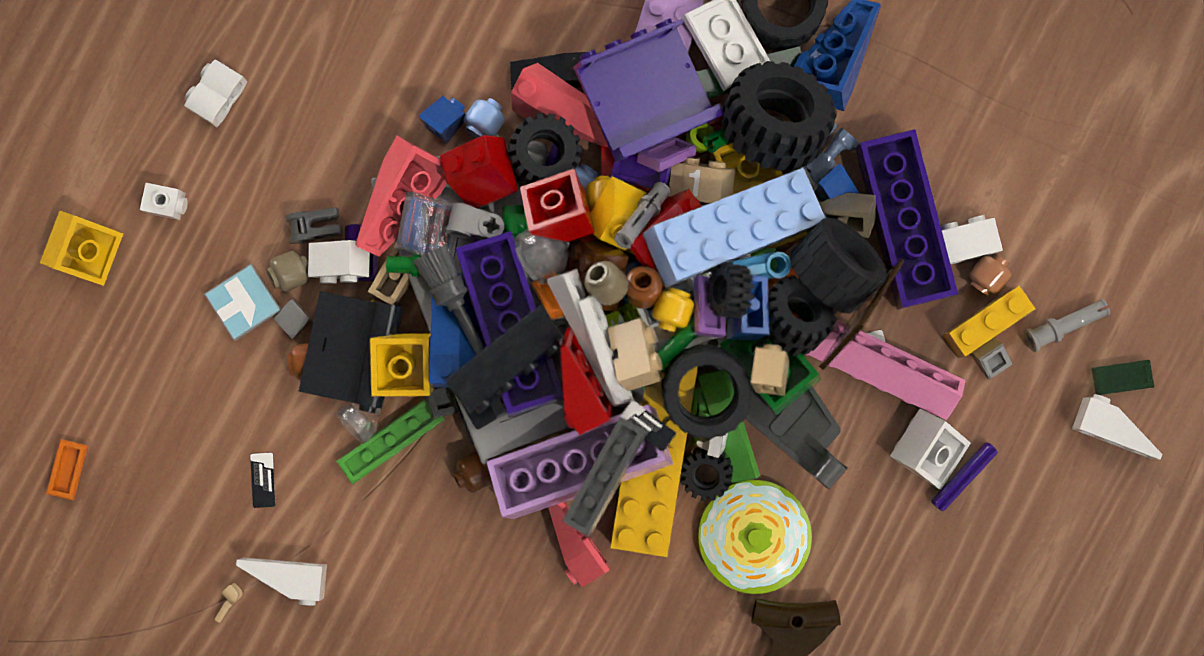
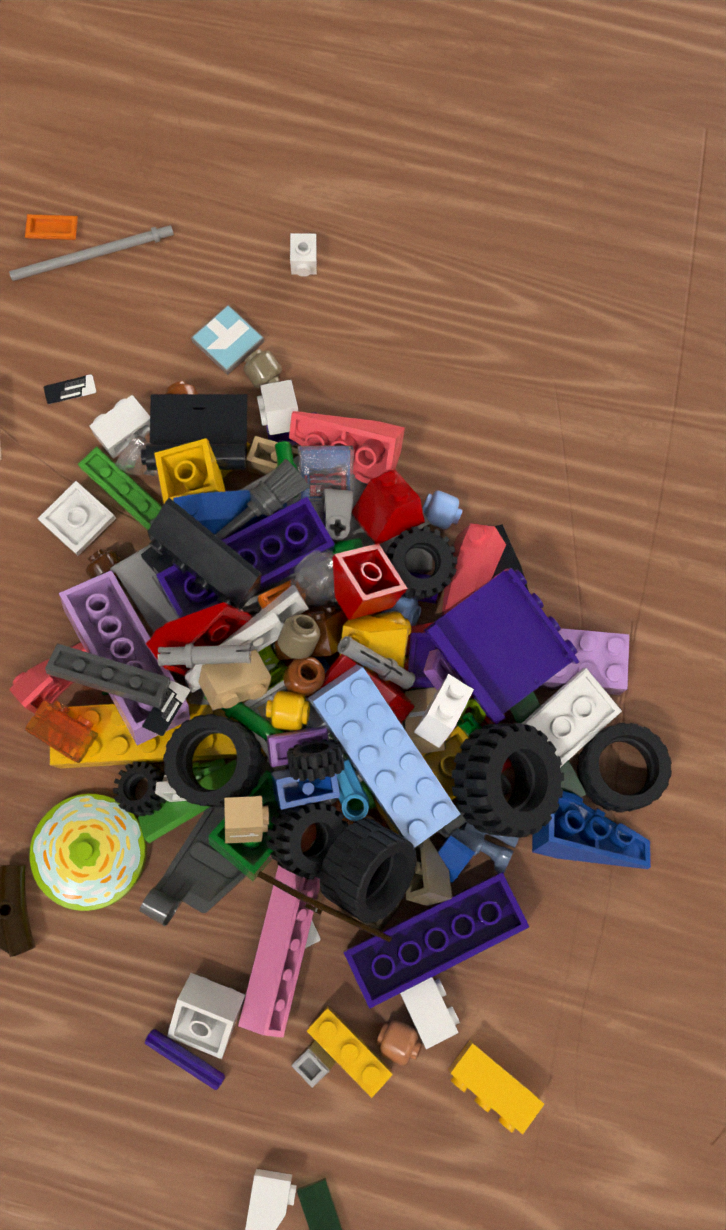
camera: 70 degrees right, 10 degrees down
(81, 248) = (247, 198): yellow slope -> none
(101, 358) = (153, 235): none -> light grey bar
(215, 92) = (410, 277): white brick -> none
(293, 319) = (221, 382): light grey slope -> none
(306, 220) = (309, 373): dark grey piece -> none
(320, 430) = (121, 425): none -> white brick
(411, 493) = (77, 518): none -> white plate
(443, 118) = (433, 471): blue slope -> none
(608, 377) = (195, 655): none -> light grey pin
(640, 536) = (61, 731): none -> clear orange brick
(703, 160) = (444, 711): none -> white brick
(1047, 196) = (495, 1088): none -> yellow brick
(1056, 329) = (356, 1126): light grey pin -> none

